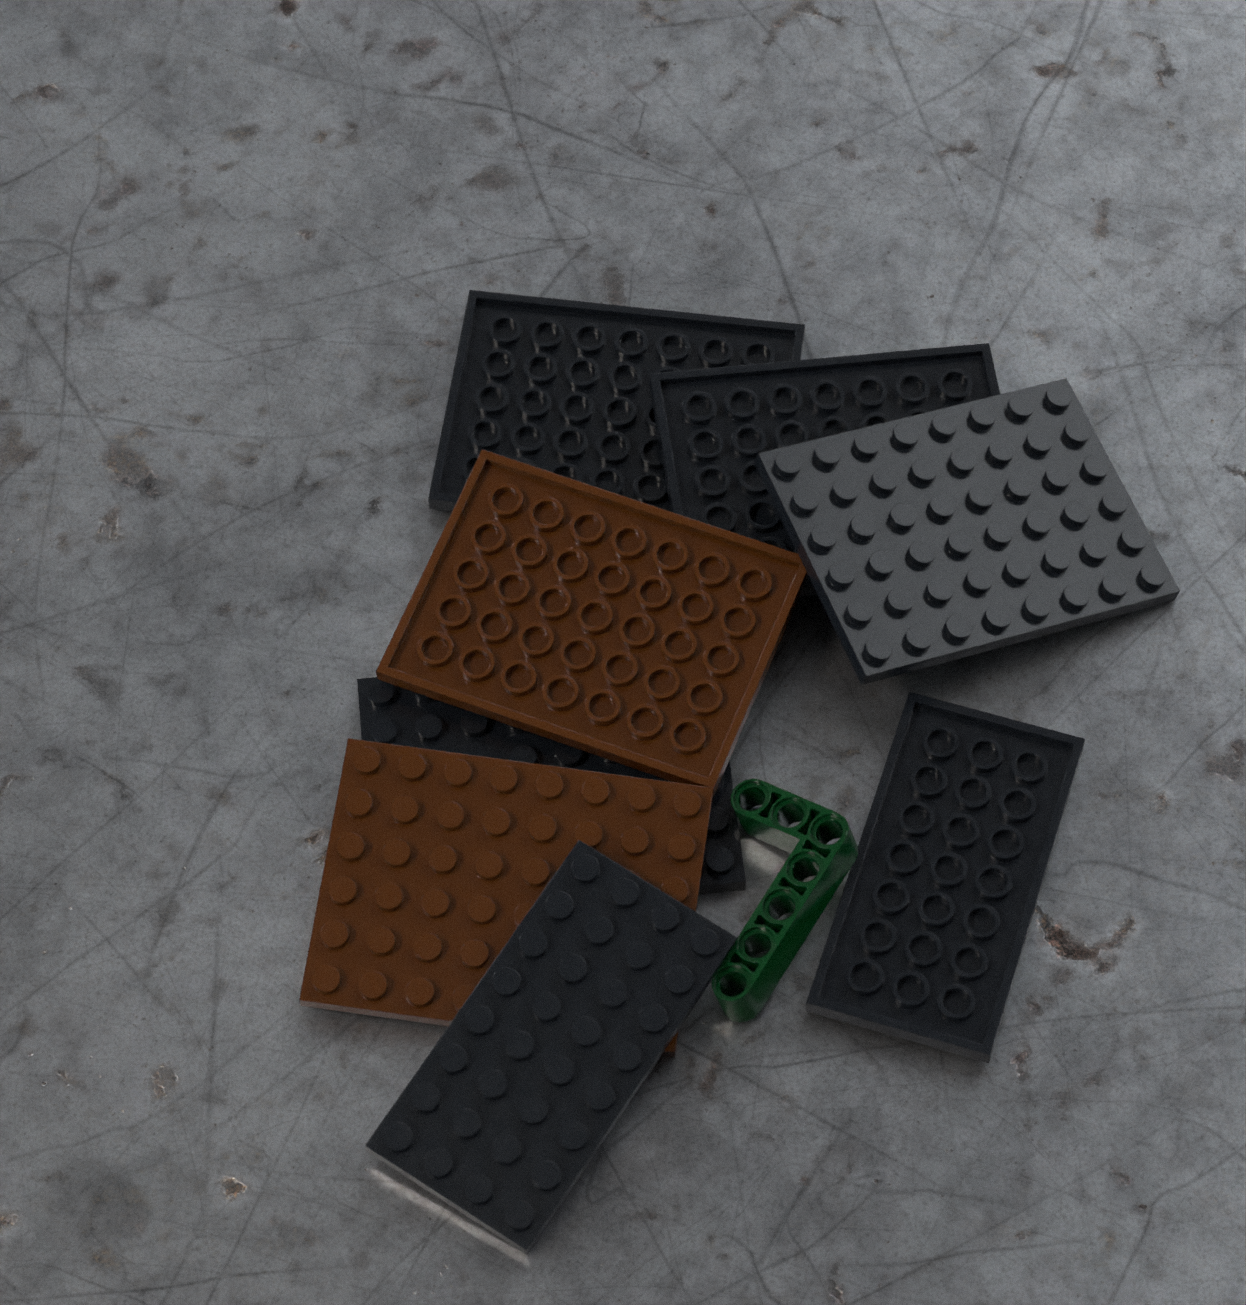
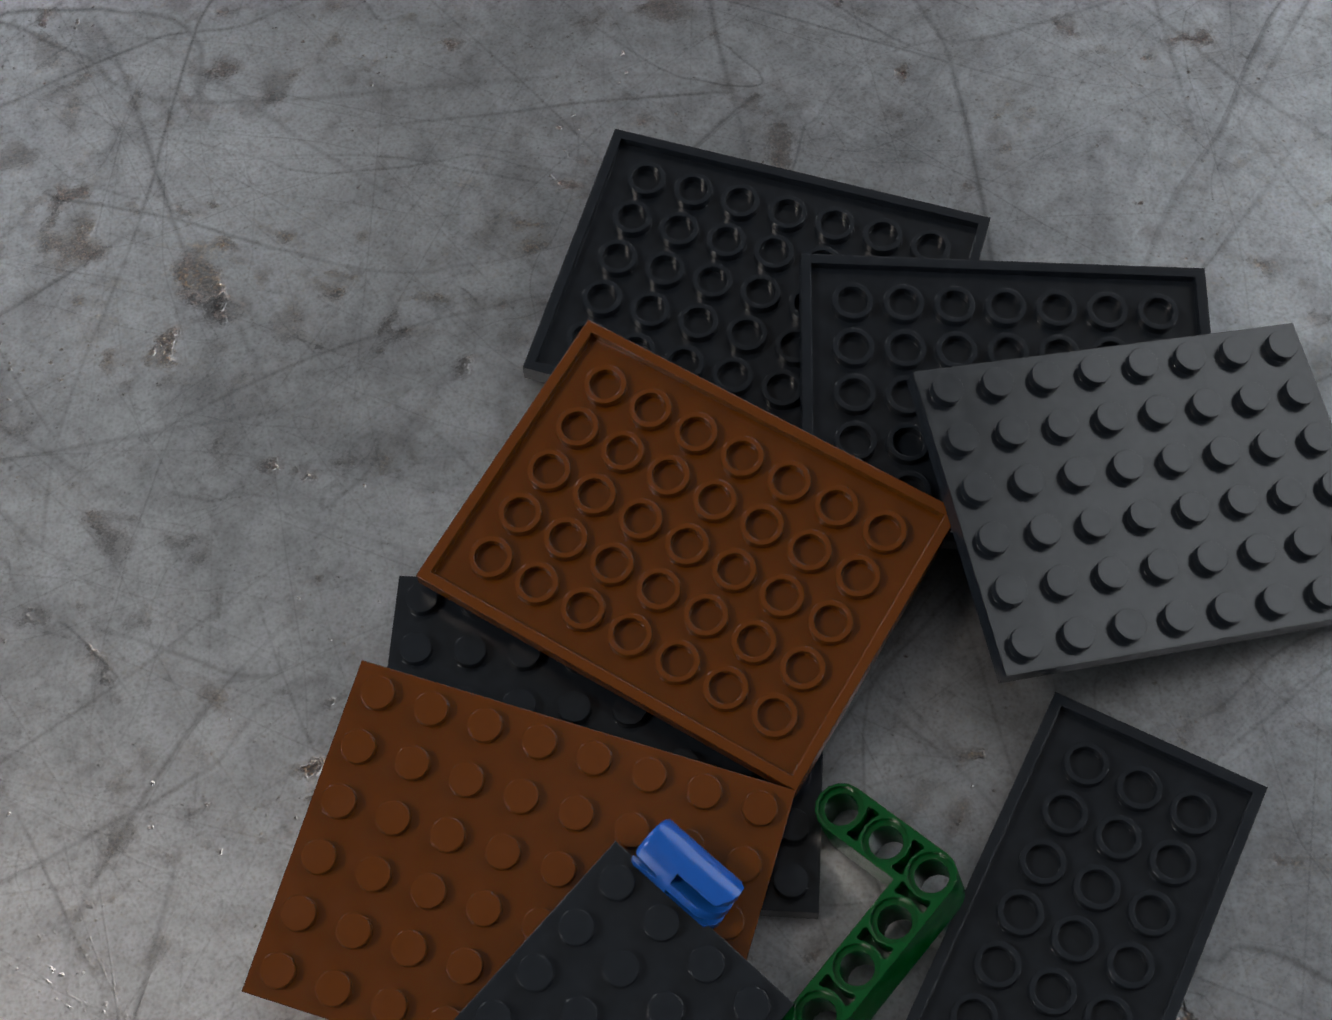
camera: 10 degrees right, 5 degrees up
(639, 852) = (687, 874): none -> blue arm

